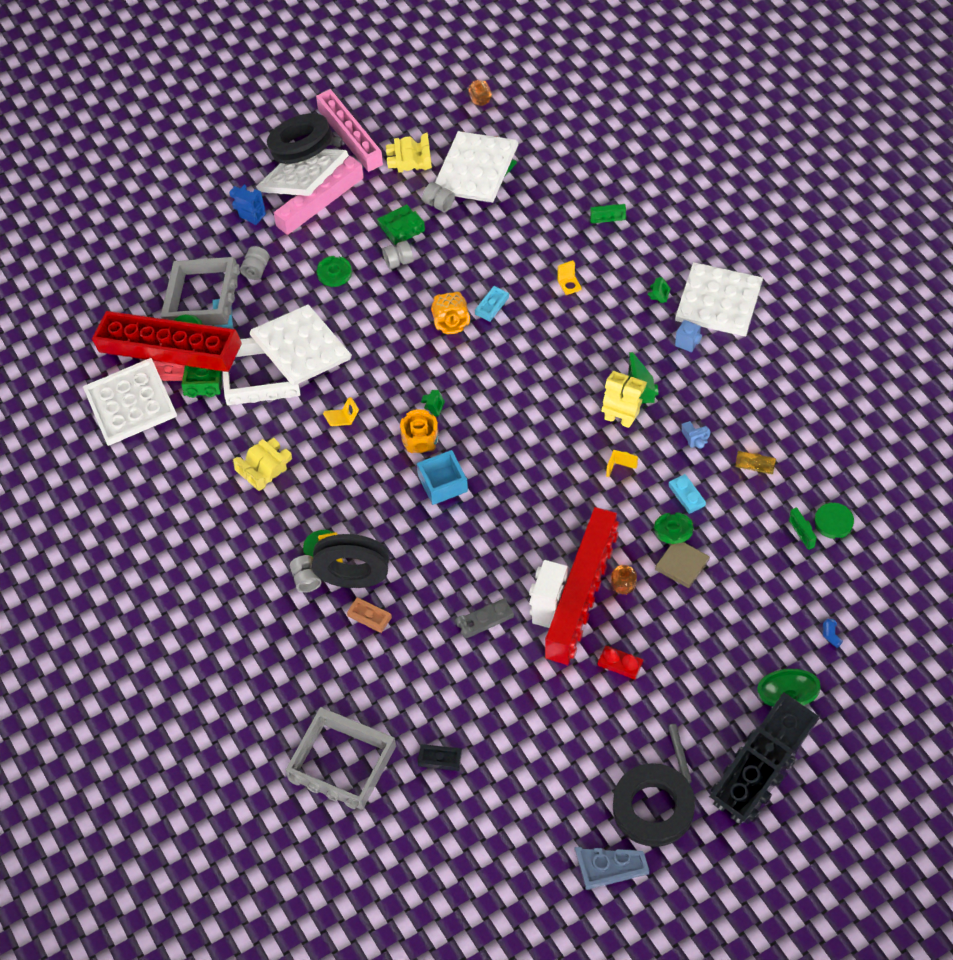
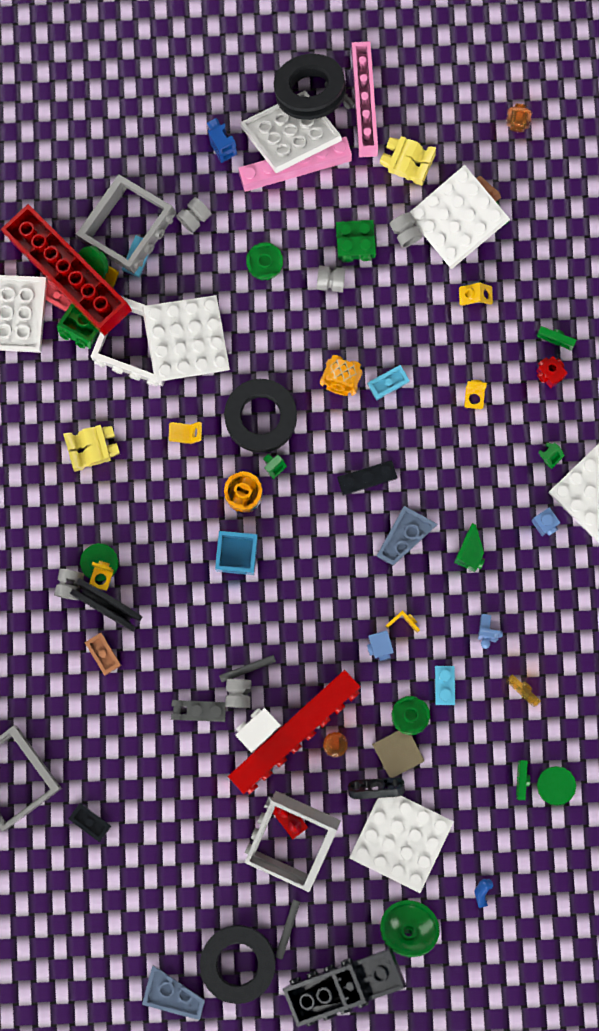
camera: 30 degrees right, 25 degrees up
(405, 394) = (260, 389): none -> black tyre
(506, 565) = (247, 668): none -> dark grey bar
(512, 583) = (238, 693): none -> light grey wheel
(518, 377) = (367, 478): none -> black plate
(521, 214) = (475, 293): none -> yellow bracket
(578, 401) = (404, 535): none -> sand blue wing
(612, 488) = (380, 646): none -> medium blue brick
(620, 235) = (555, 375): none -> red brick
(625, 403) = (436, 567): light yellow hips -> none
(670, 664) = (281, 869): none -> light grey window
(682, 596) = (384, 792): none -> black beam
(732, 629) = (401, 841): none -> white plate

